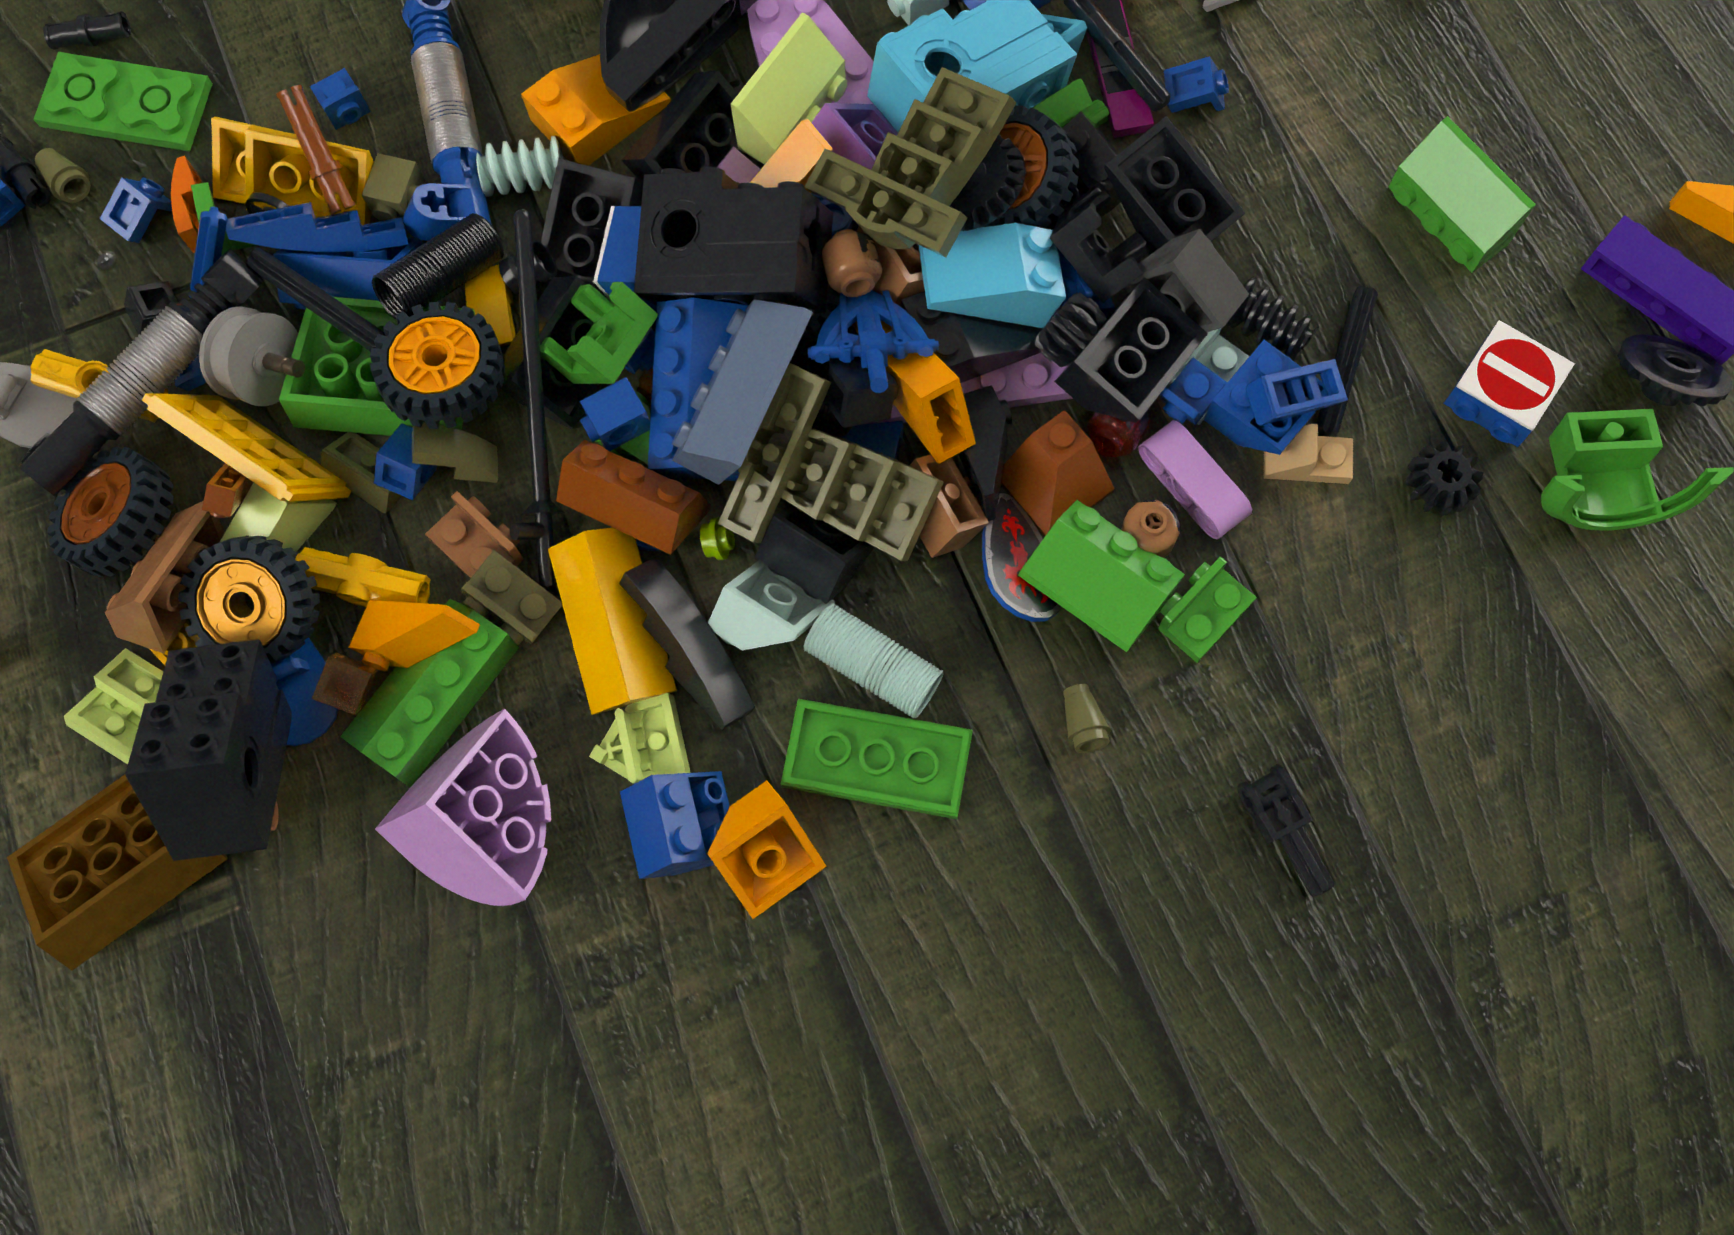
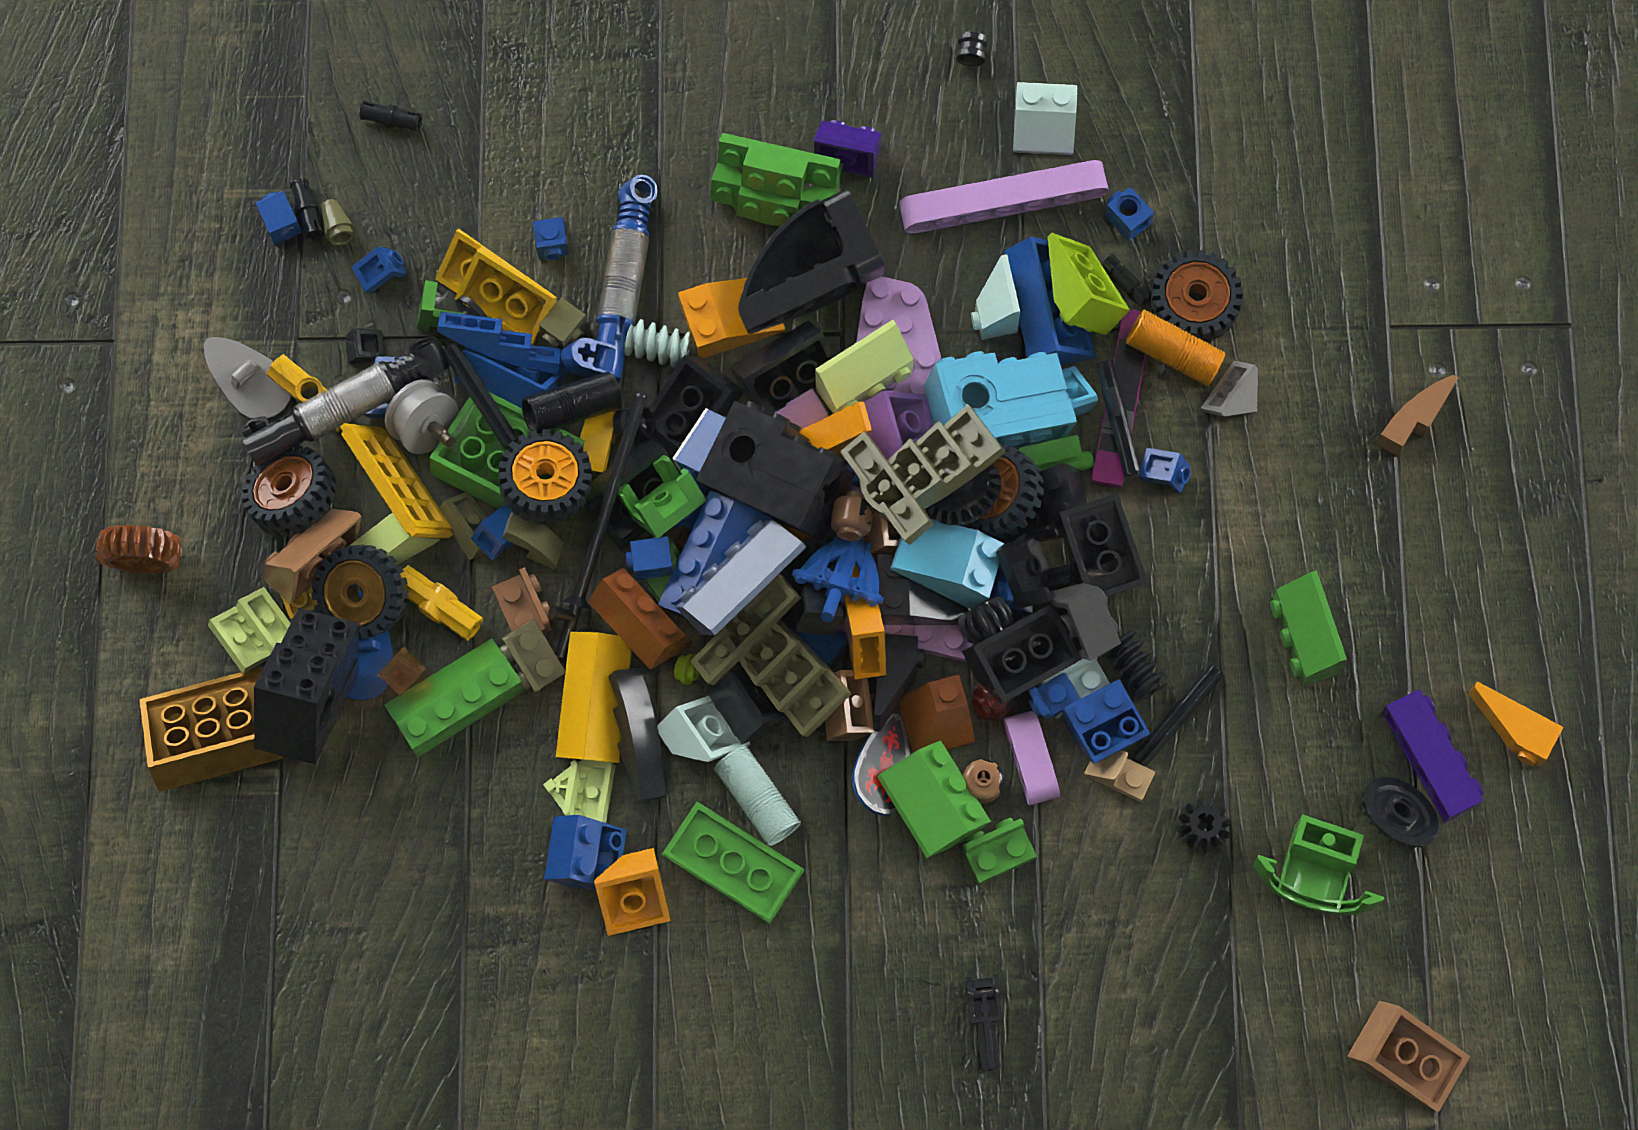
camera: 20 degrees right, 0 degrees up
(123, 101) = (397, 180): bright green piece -> none
(183, 203) = (418, 272): orange slope -> none
(208, 244) = (419, 329): blue axle -> none
(225, 492) = (372, 513): dark orange piece -> none
(315, 149) = (519, 285): dark orange pin -> none
(407, 632) = (454, 654): light orange slope -> none
(477, 816) = (455, 795): lavender brick -> none
(1084, 720) = (882, 893): olive cone -> none
(1269, 397) = (1093, 726): blue slope -> none
(1508, 384) = (1280, 777): piece -> none

